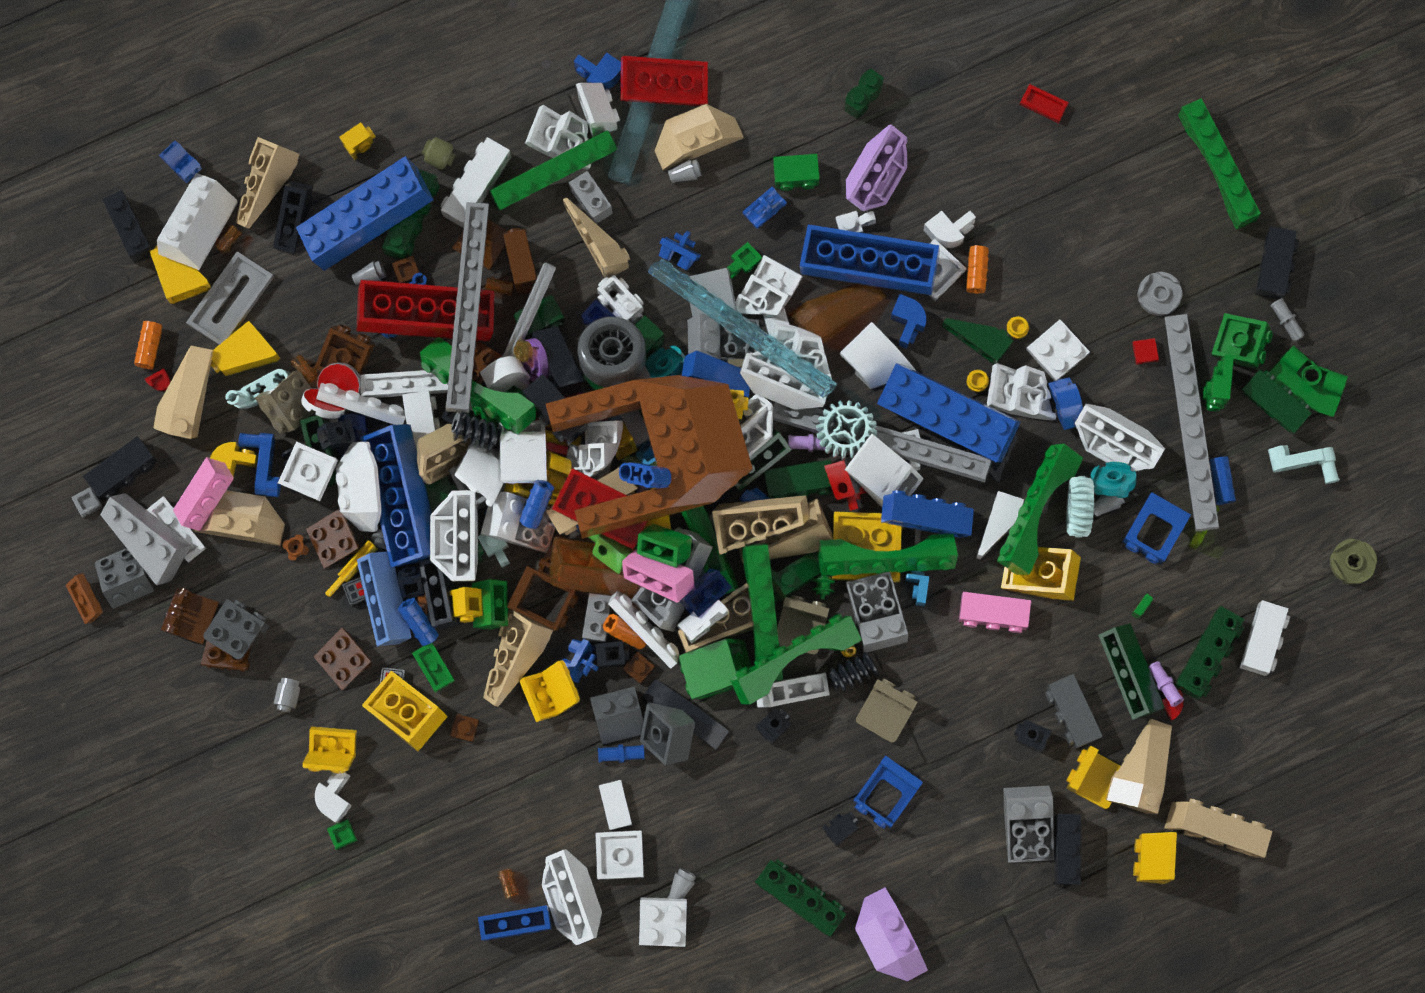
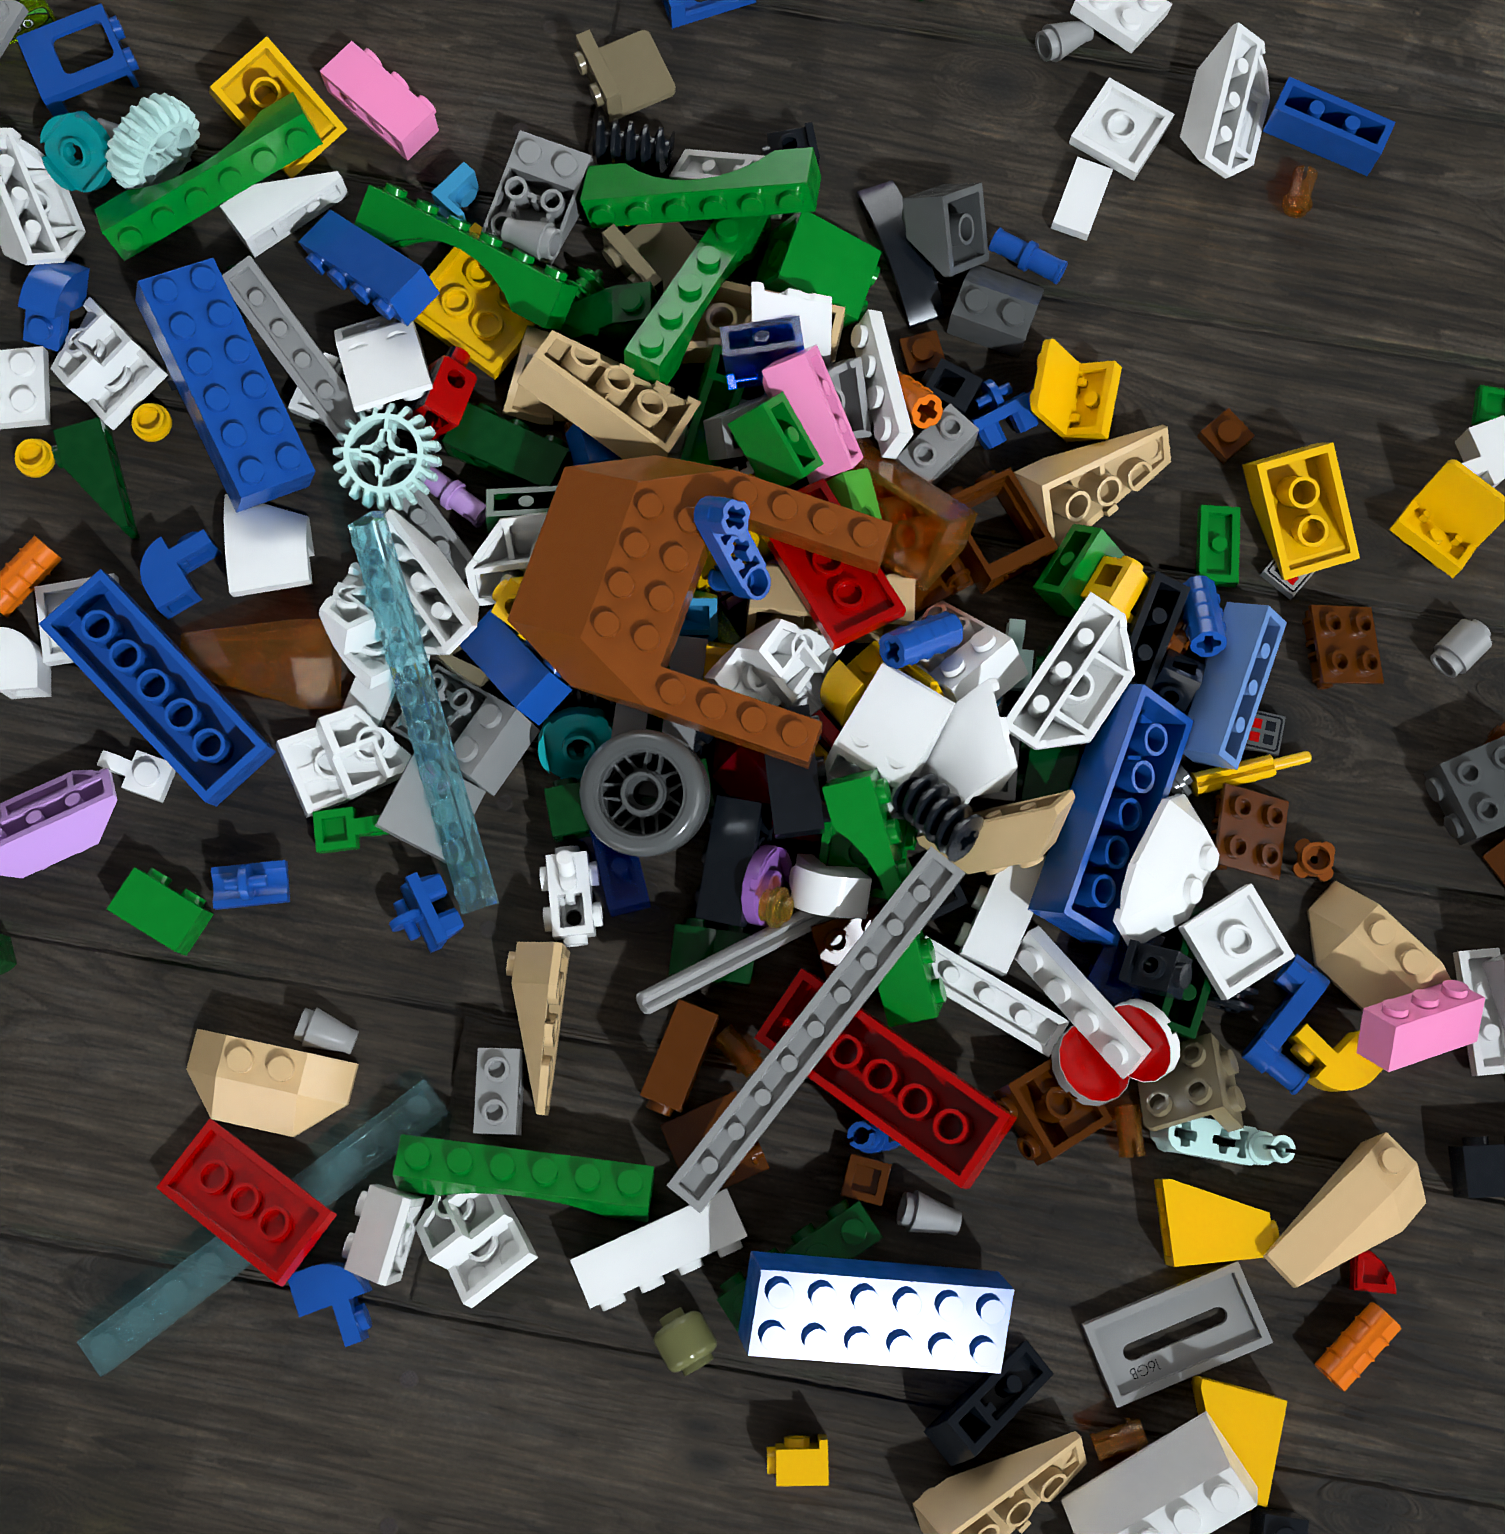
camera: 150 degrees left, 0 degrees up
(858, 582) = (533, 237): none -> light grey cone

